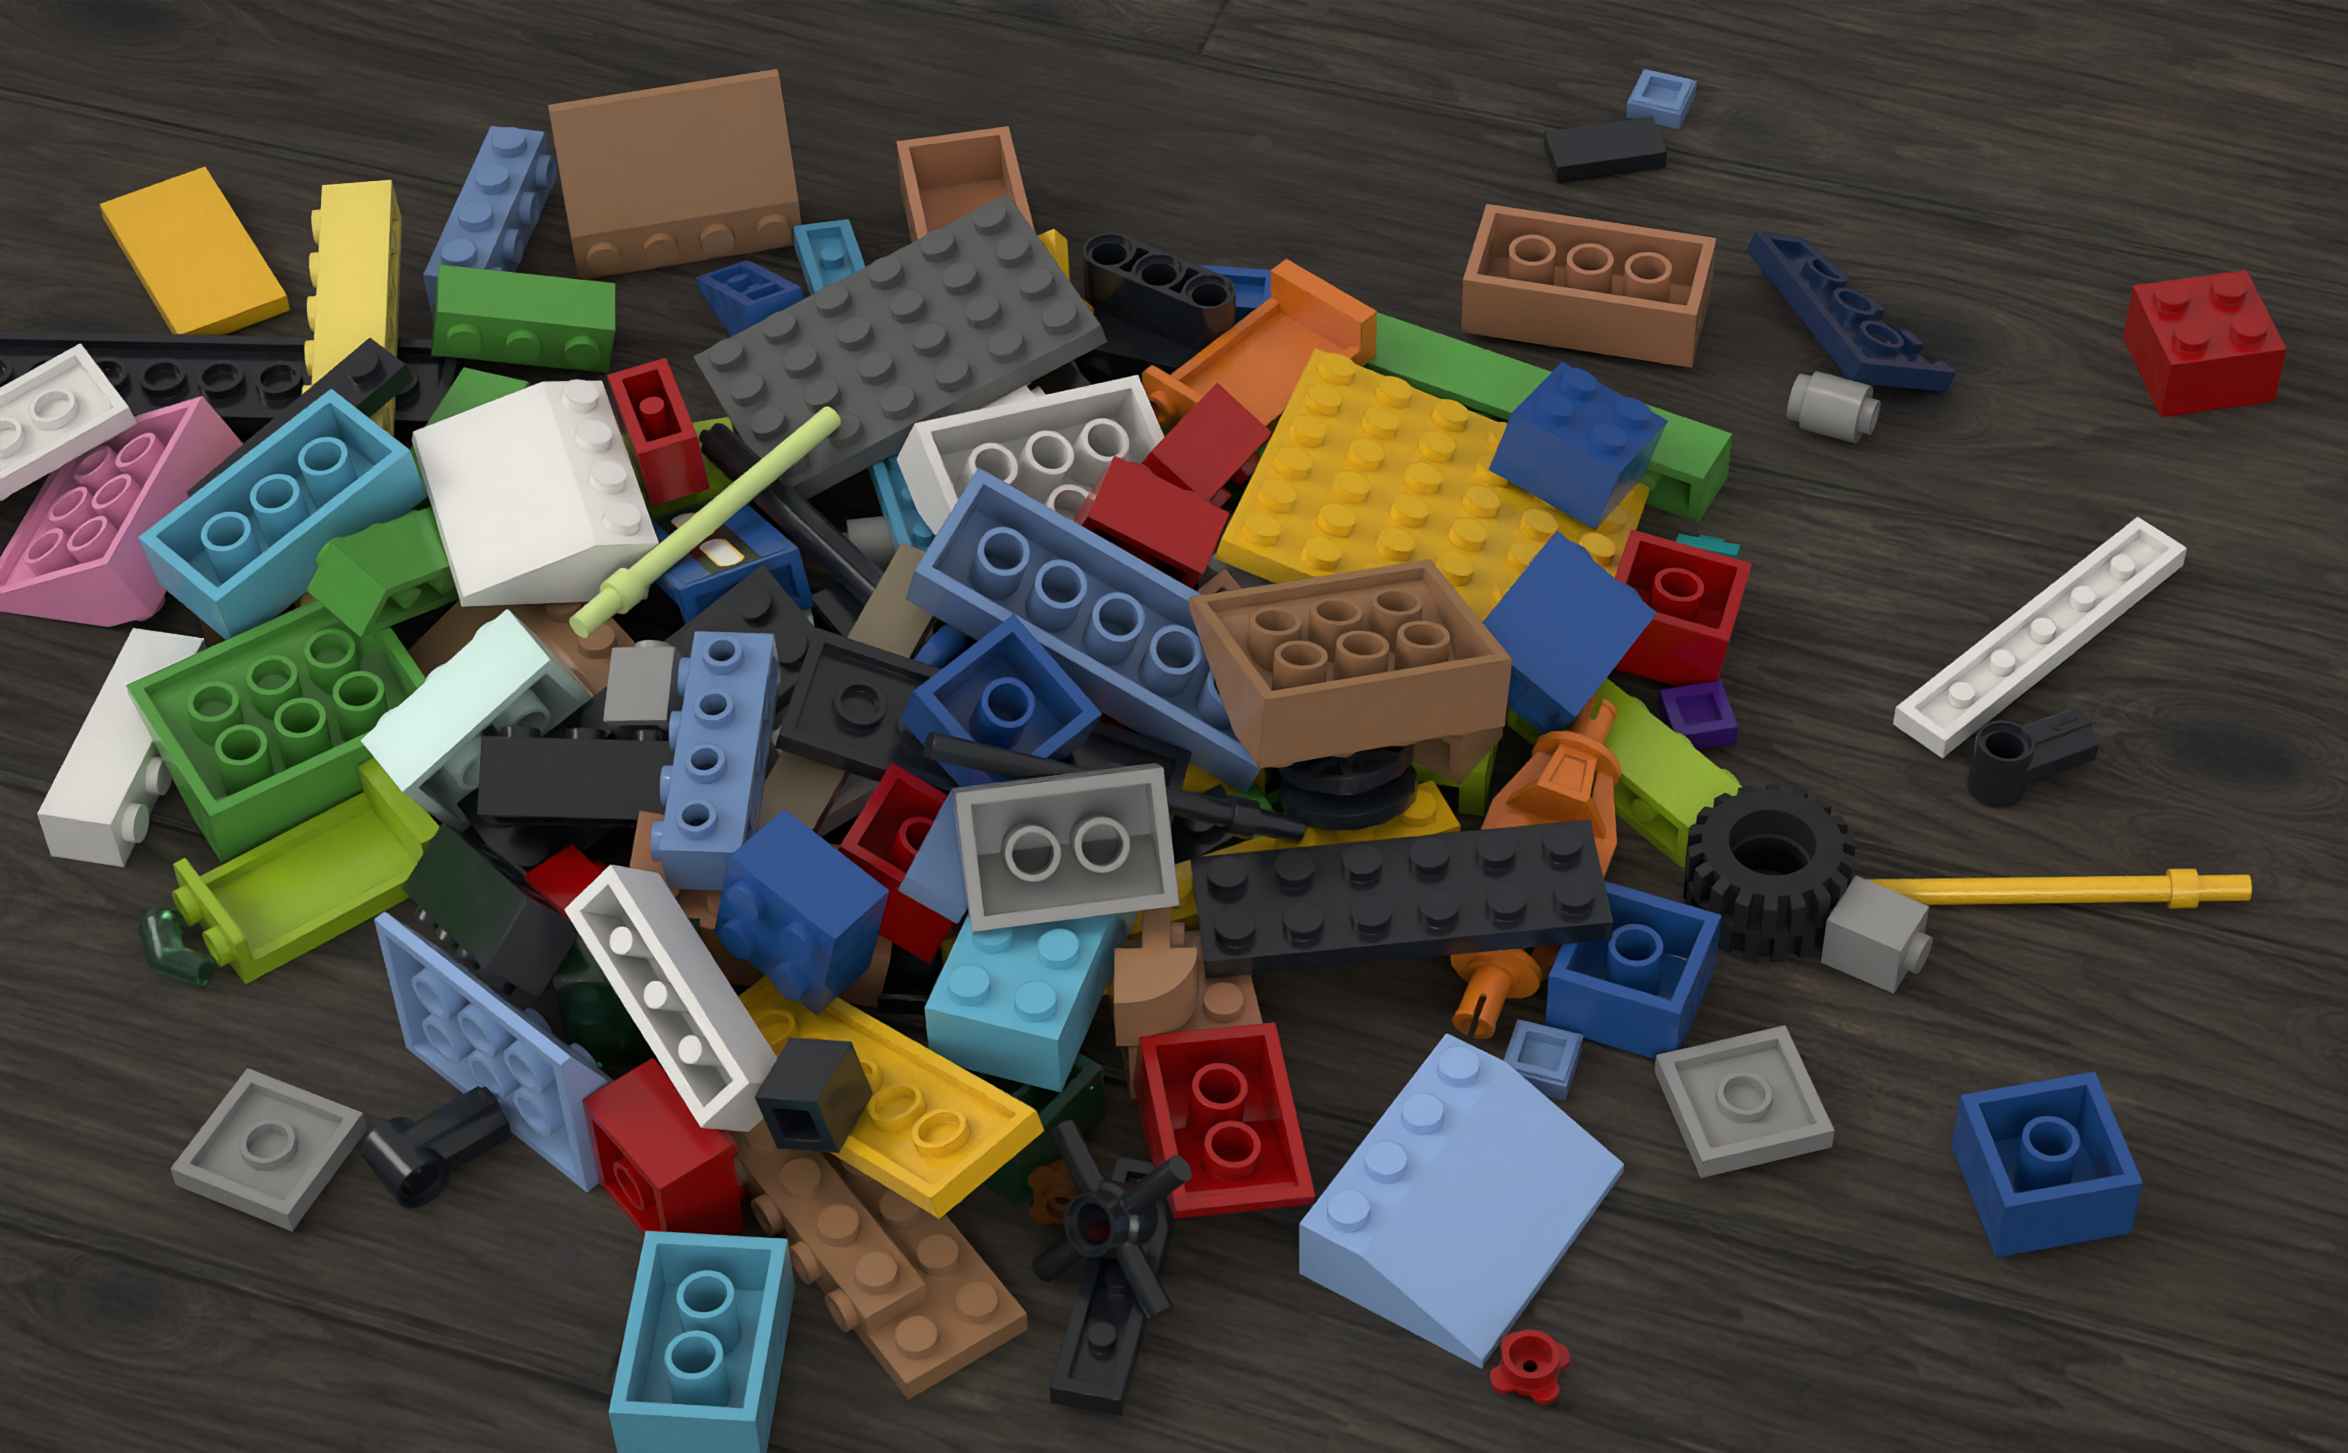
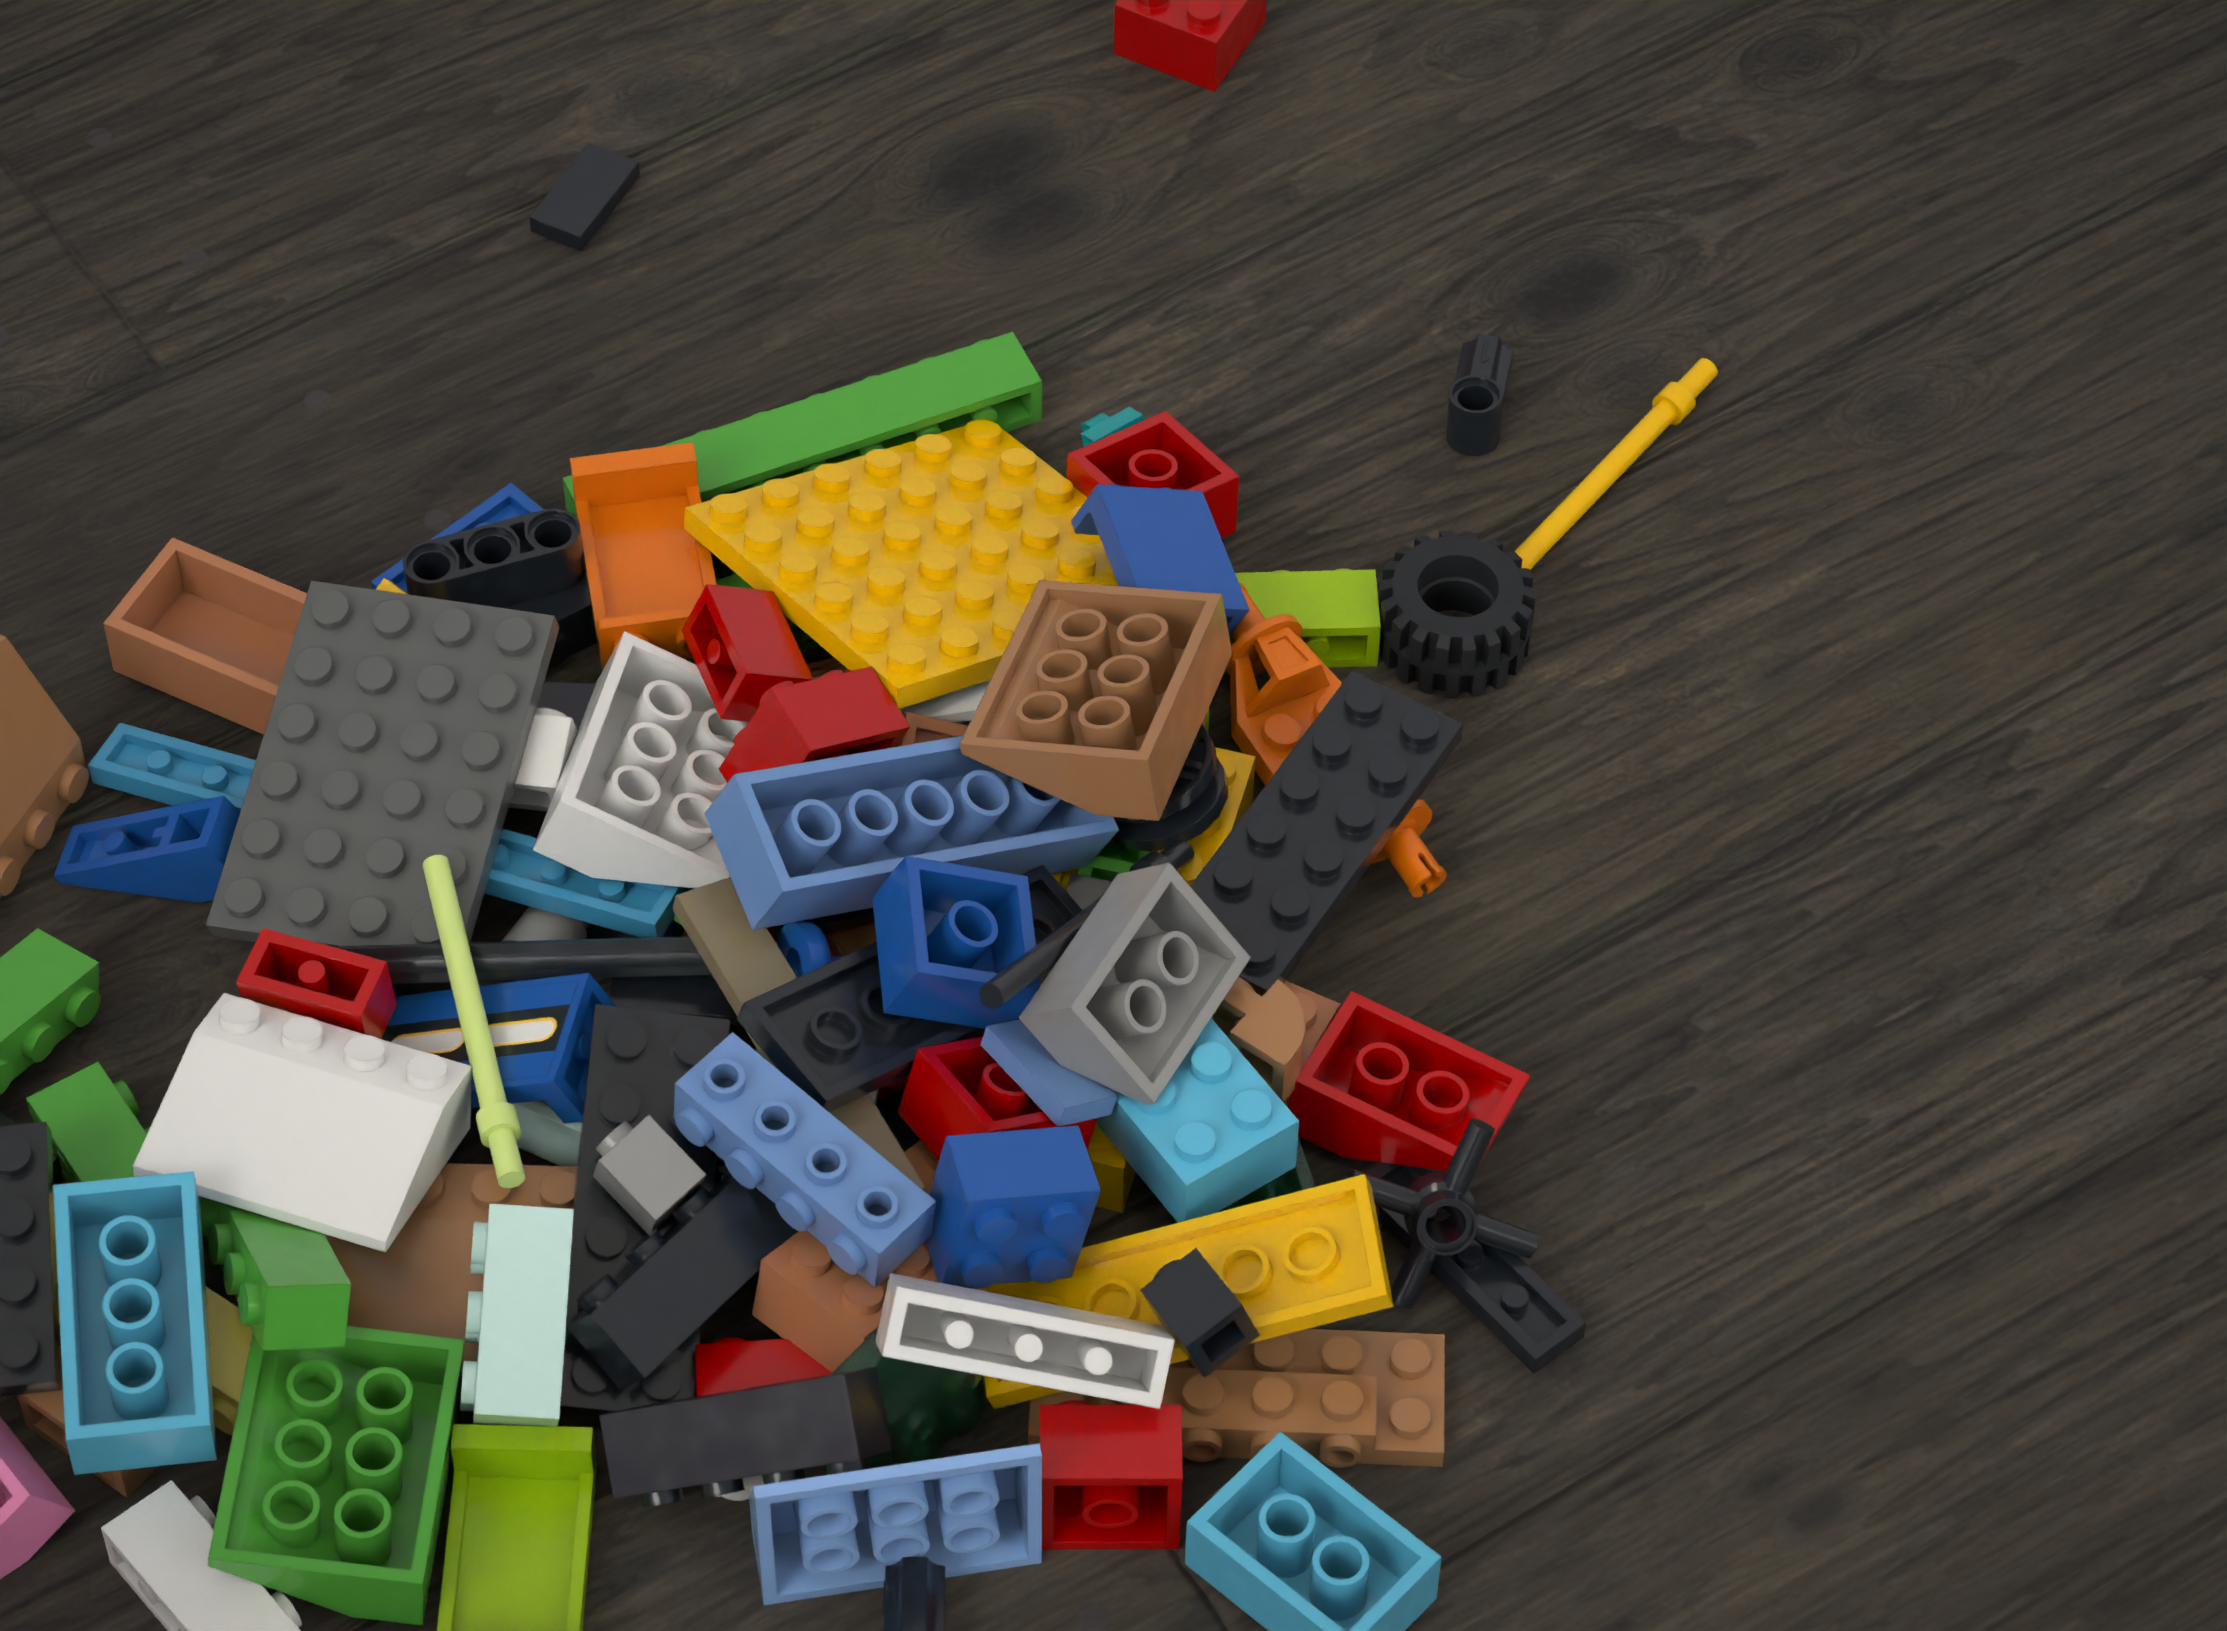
camera: 55 degrees left, 5 degrees up
(1457, 1203) = (1577, 1004): light blue slope -> none
(1534, 1350) = (1761, 1045): red plate -> none
(1545, 1057) = (1483, 868): medium blue tile -> none
(1578, 444) = (958, 422): blue brick -> none
(1588, 285) = (751, 306): nougat brick -> none
(1643, 982) = (1502, 763): blue brick -> none
(1663, 97) = (565, 125): medium blue tile -> none
(1699, 714) = (1257, 546): dark purple plate -> none
(1743, 1101) = (1638, 776): light grey plate -> none
(1833, 406) = (1026, 258): light grey brick -> none
(1844, 319) = (934, 187): dark blue wing -> none
(1876, 935) = (1569, 596): light grey brick -> none
(2039, 637) = (1372, 310): white plate -> none
(2046, 1164) = (1862, 645): blue brick -> none

